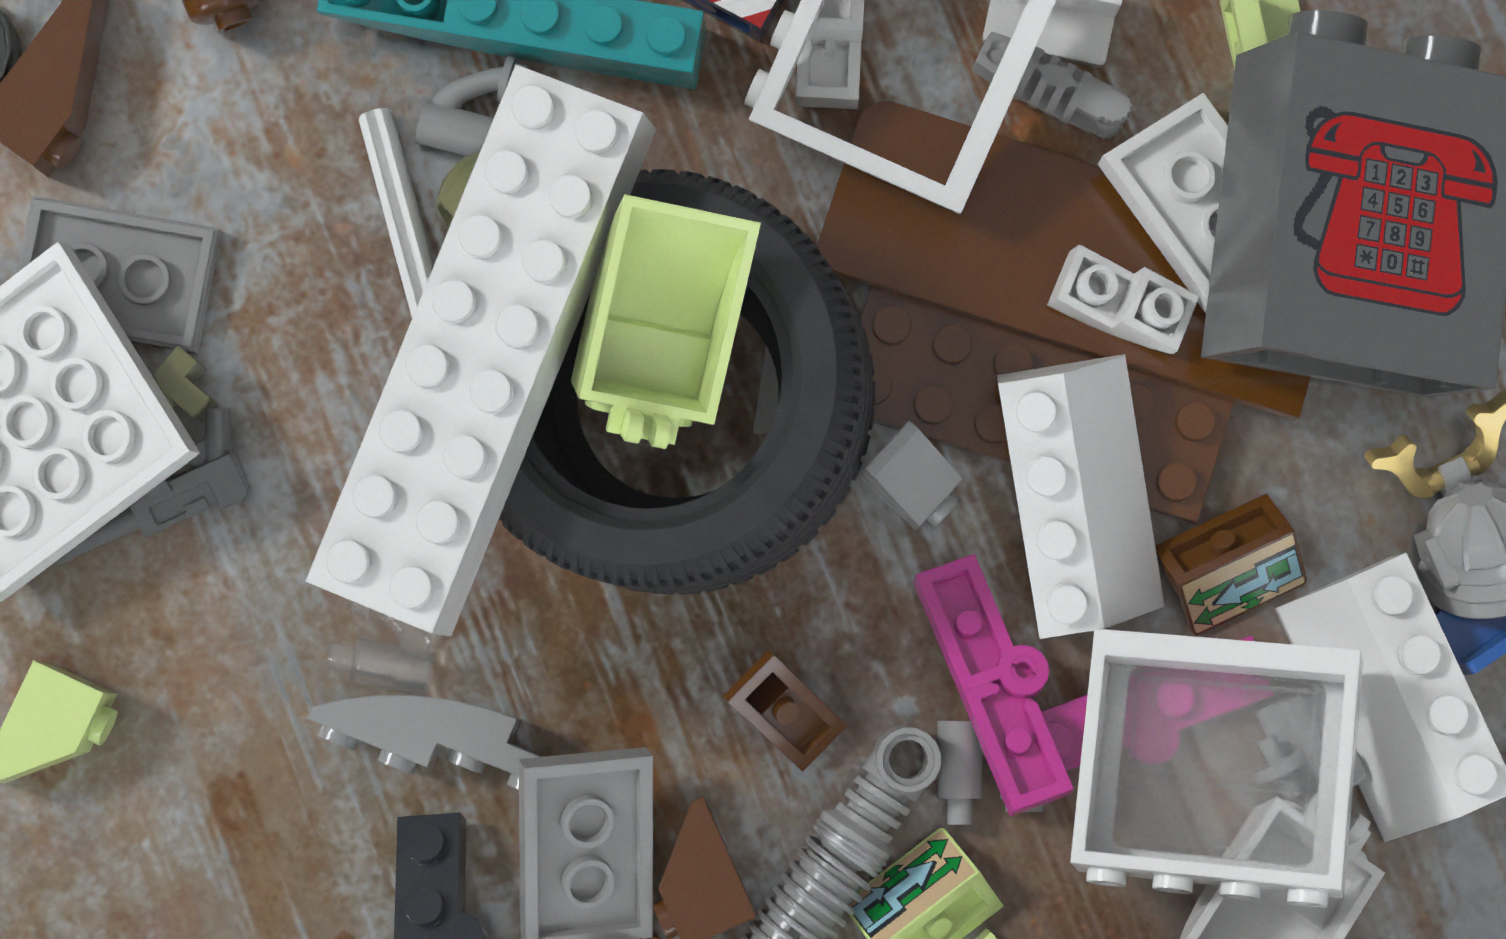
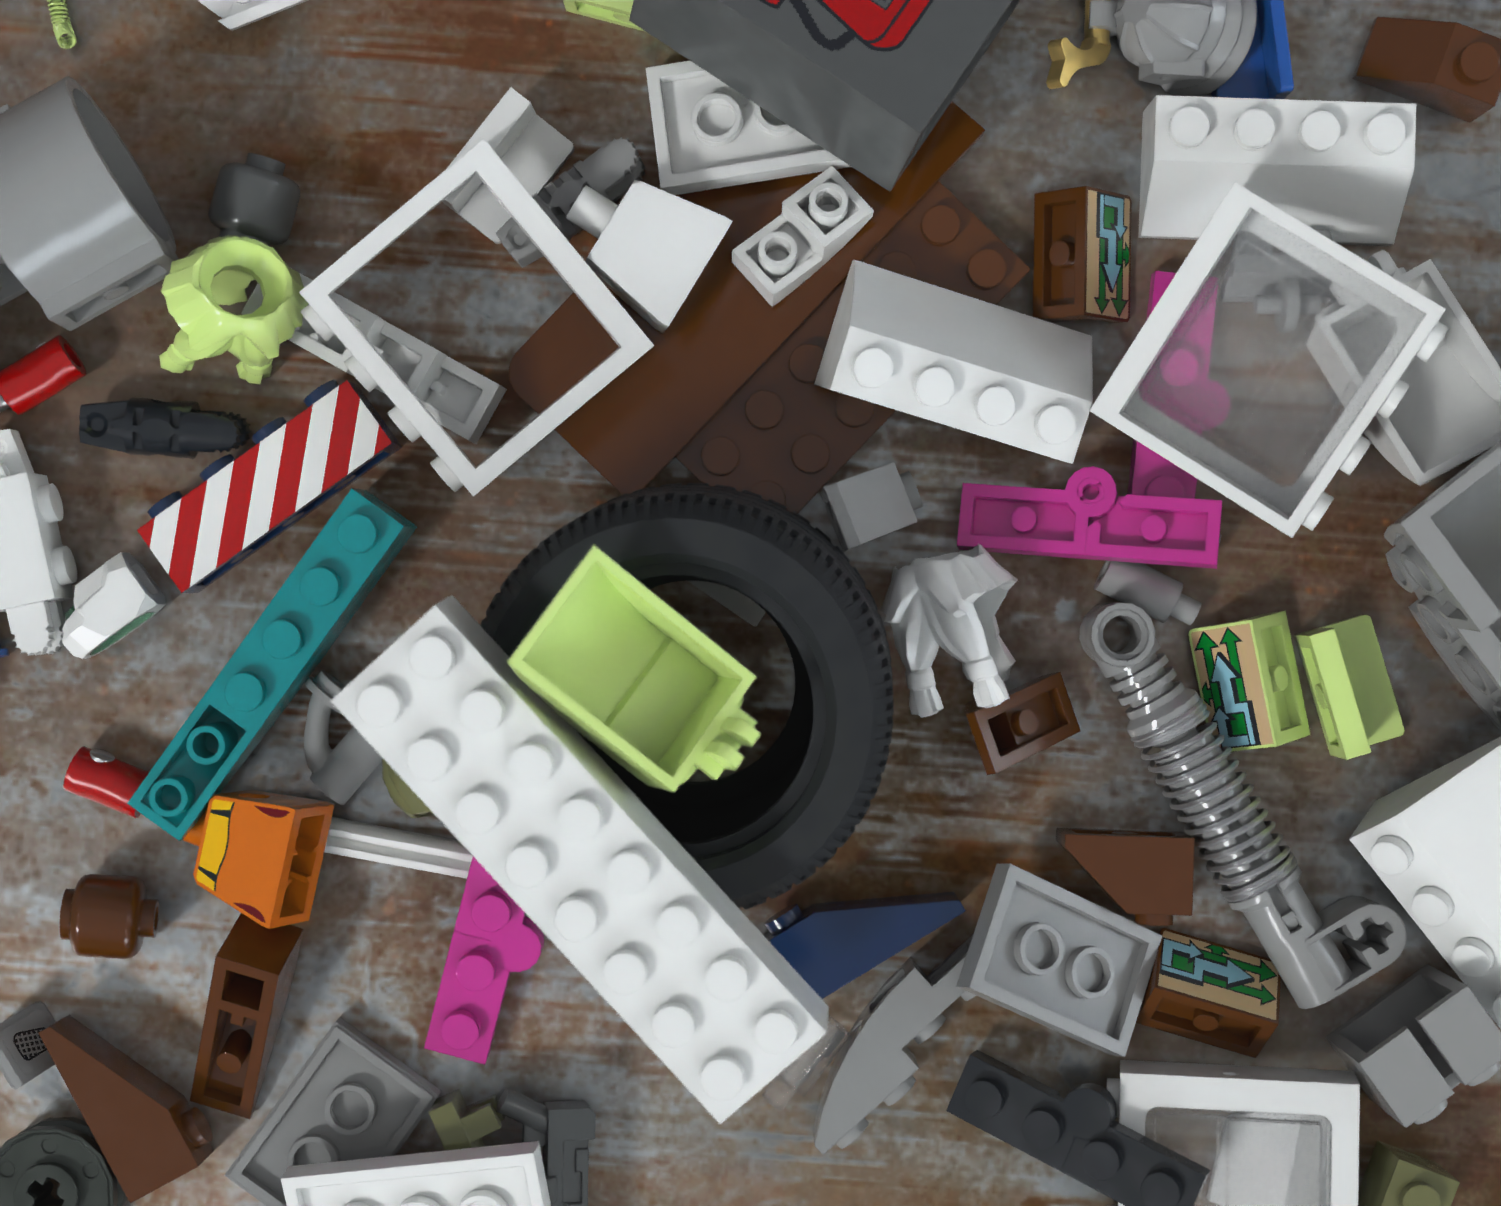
camera: 60 degrees left, 5 degrees up
(187, 143) = (244, 1014): none -> reddish brown slope
(339, 89) = (262, 853): none -> orange torso
(344, 328) = (485, 947): none -> dark pink hinge
(509, 646) = (845, 939): none -> dark blue slope
(858, 600) = (952, 606): none -> white piece
(1046, 169) = (649, 246): none -> white torso

